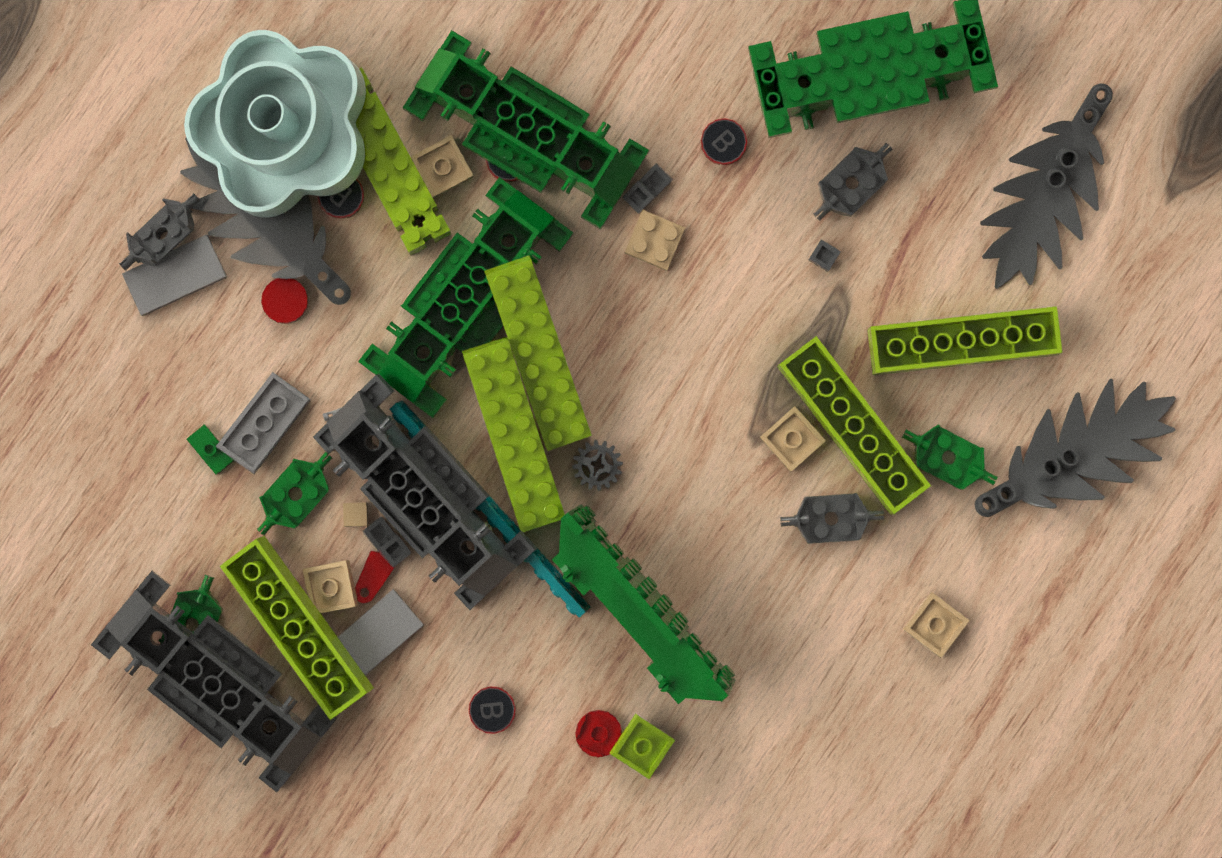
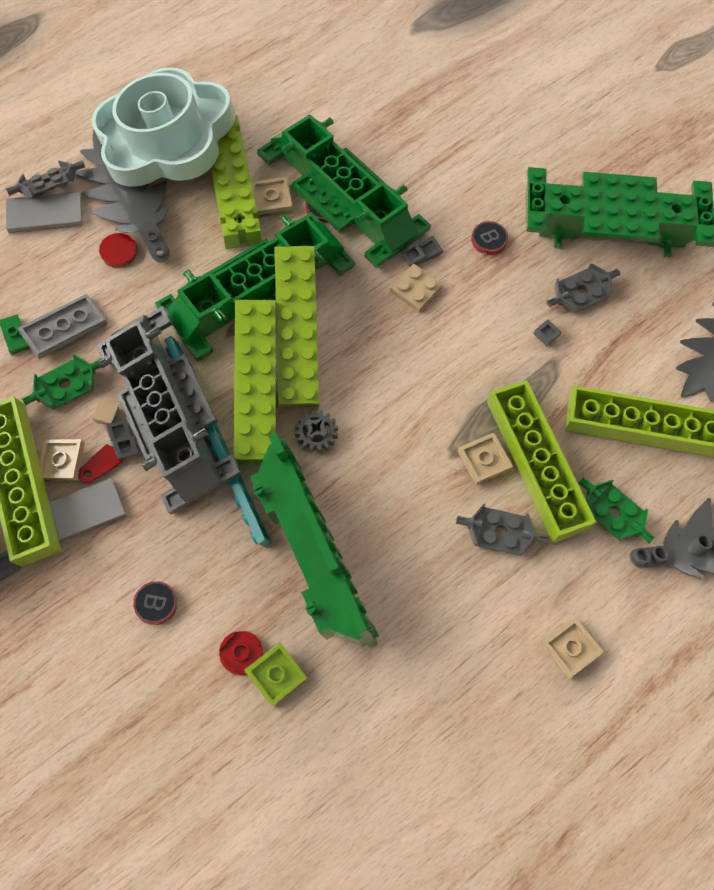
camera: 20 degrees right, 20 degrees down
(345, 203) = (189, 195): black tile -> none

